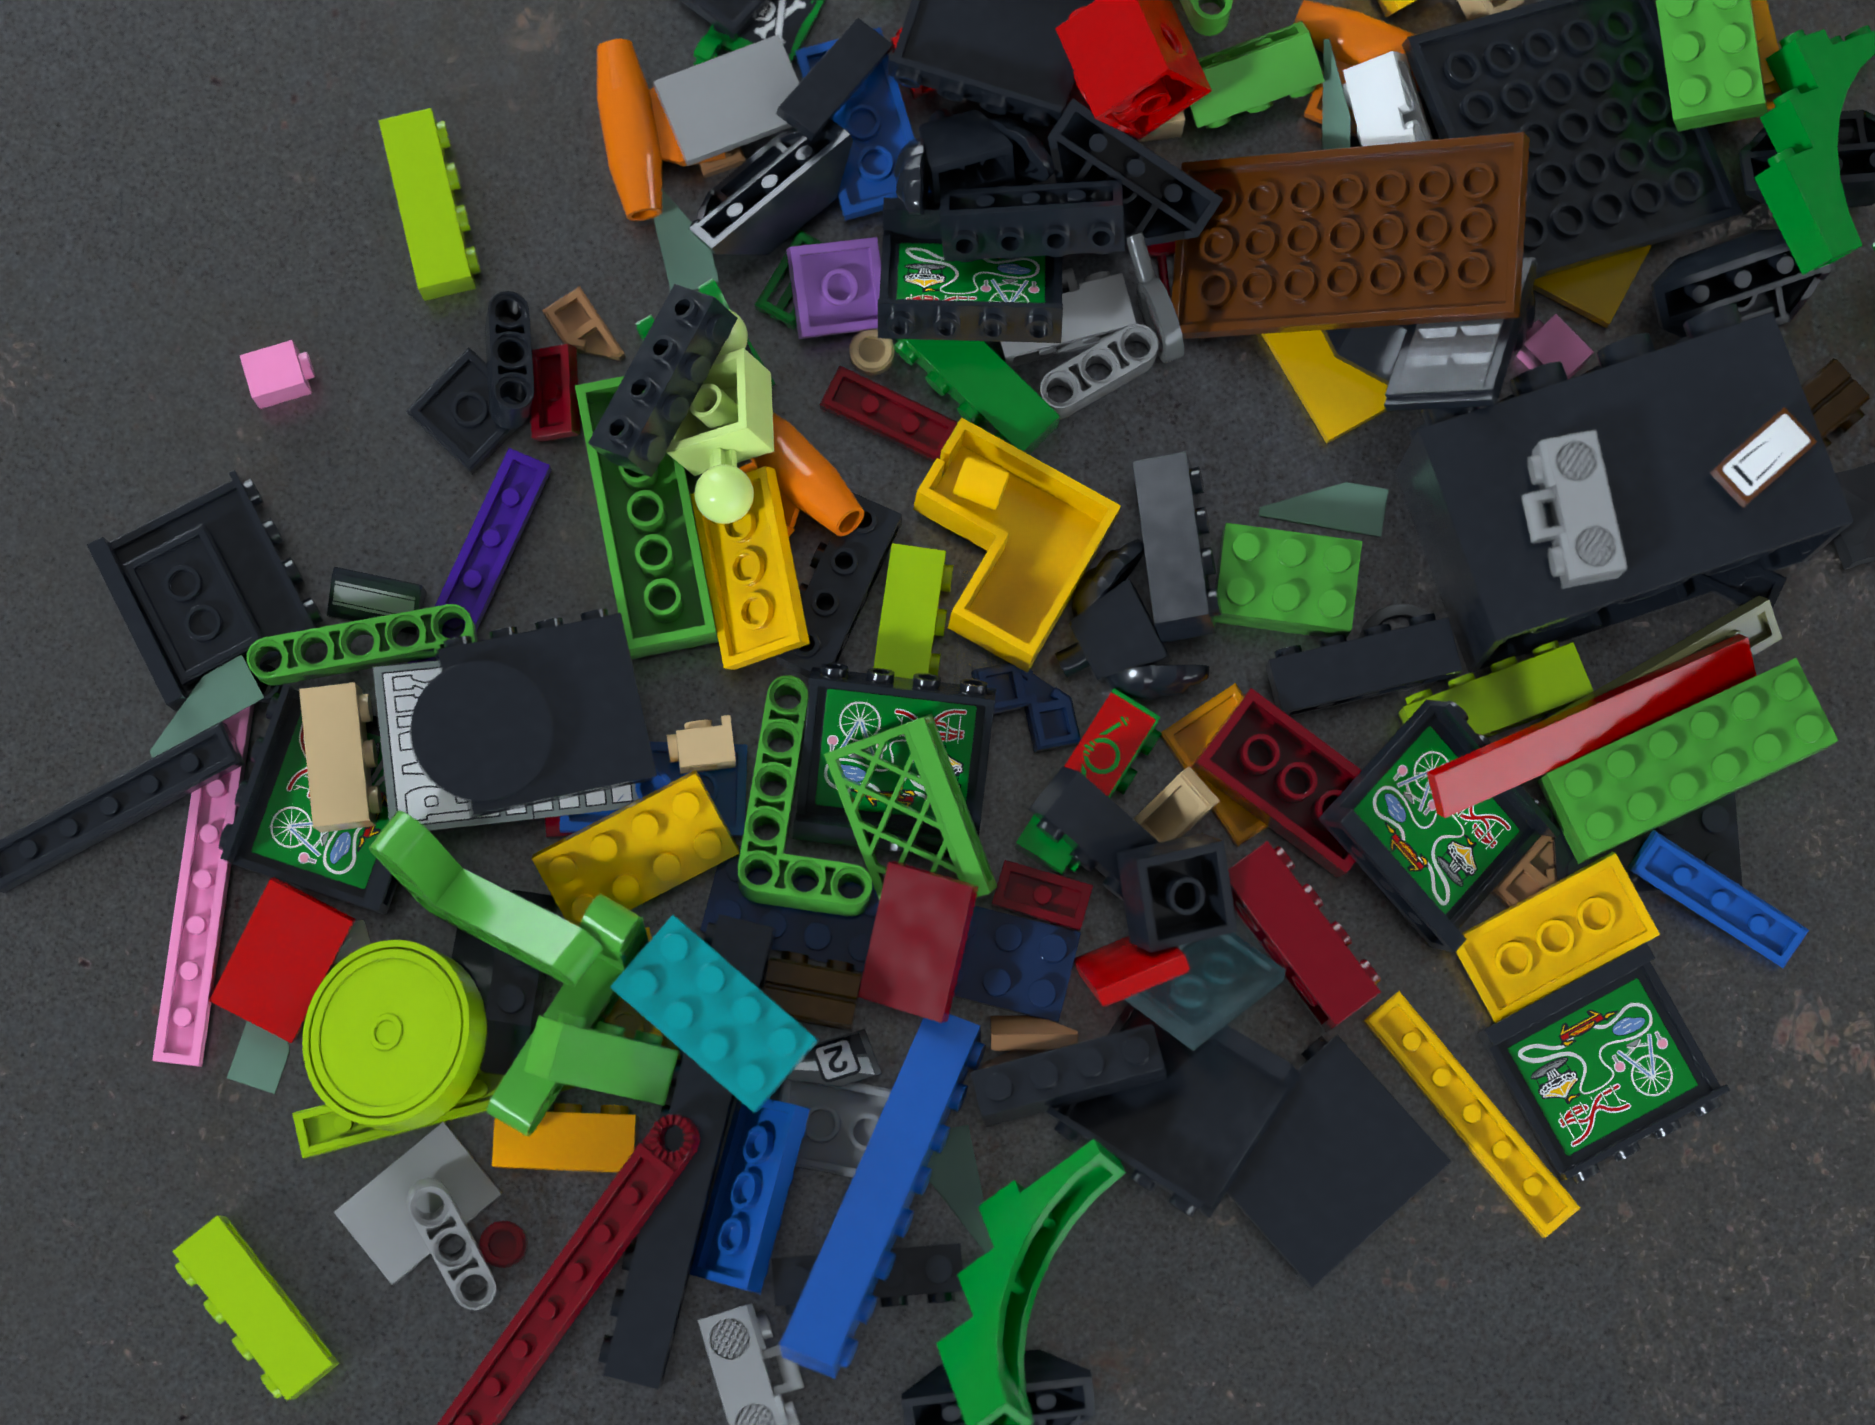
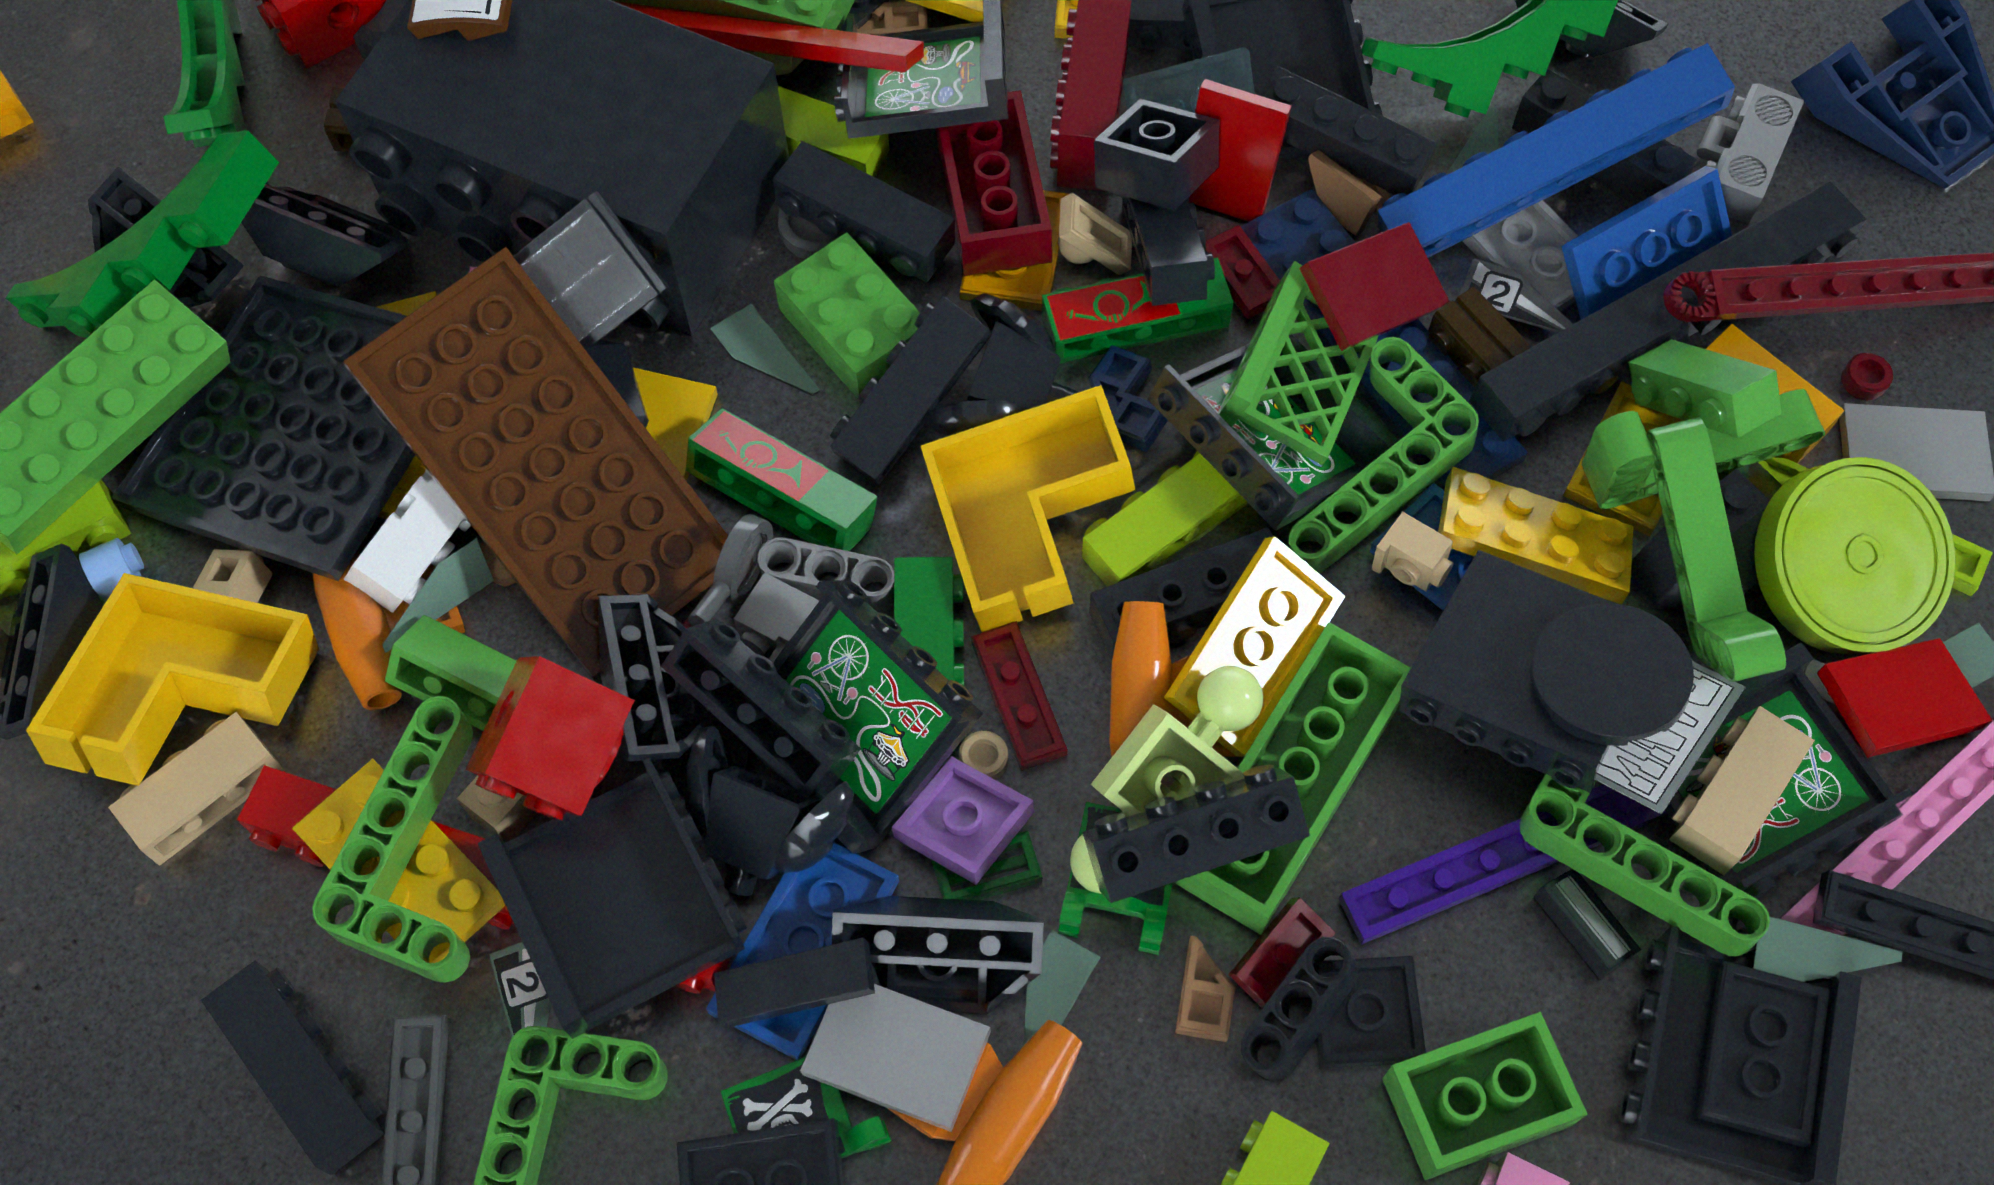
camera: 135 degrees left, 15 degrees down
(348, 408) = (1483, 1095): none -> bright green brick
(453, 1266) = (1919, 389): light grey beam -> none
(714, 1013) = (1585, 339): teal brick -> none
(981, 482) = (1013, 534): yellow brick -> none
(1200, 405) = (780, 482): none -> green brick
(1586, 528) = (623, 78): light grey piece -> none

